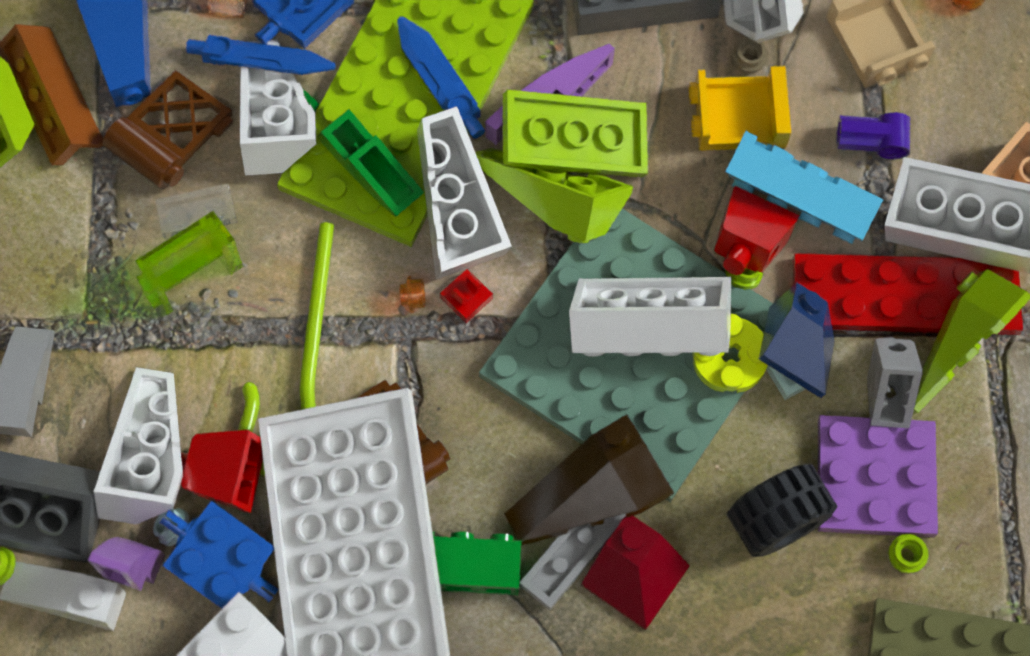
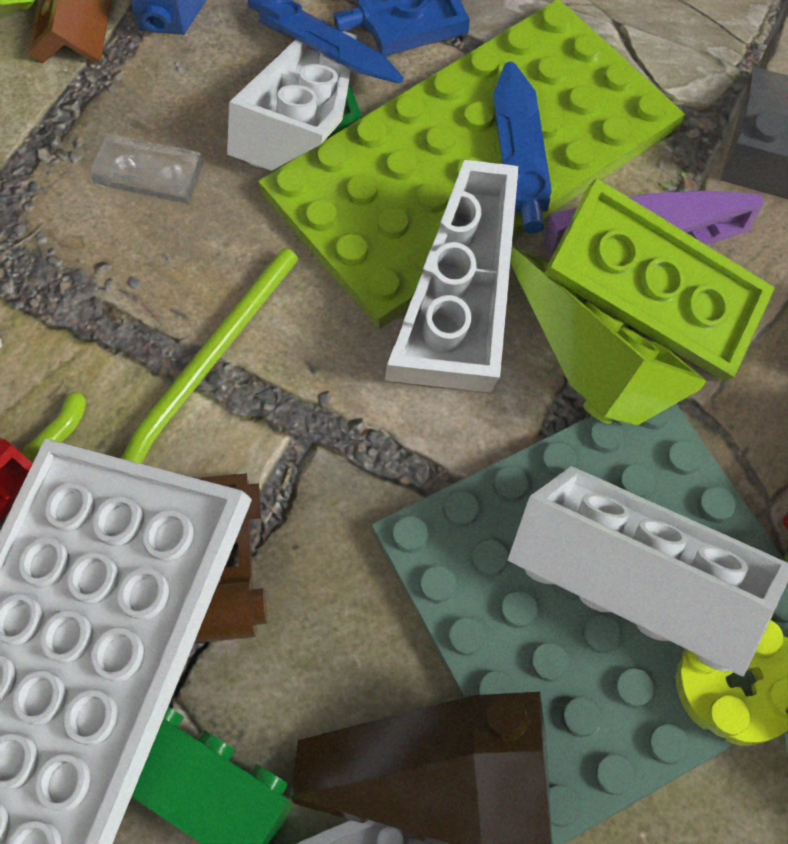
camera: 30 degrees right, 5 degrees down
(144, 145) = (138, 80): reddish brown piece -> none
(184, 256) = (85, 205): clear neon green panel -> none
(370, 163) = (377, 198): green slope -> none
(413, 294) = (344, 383): clear orange plate -> none
(466, 295) = (412, 419): red tile -> none

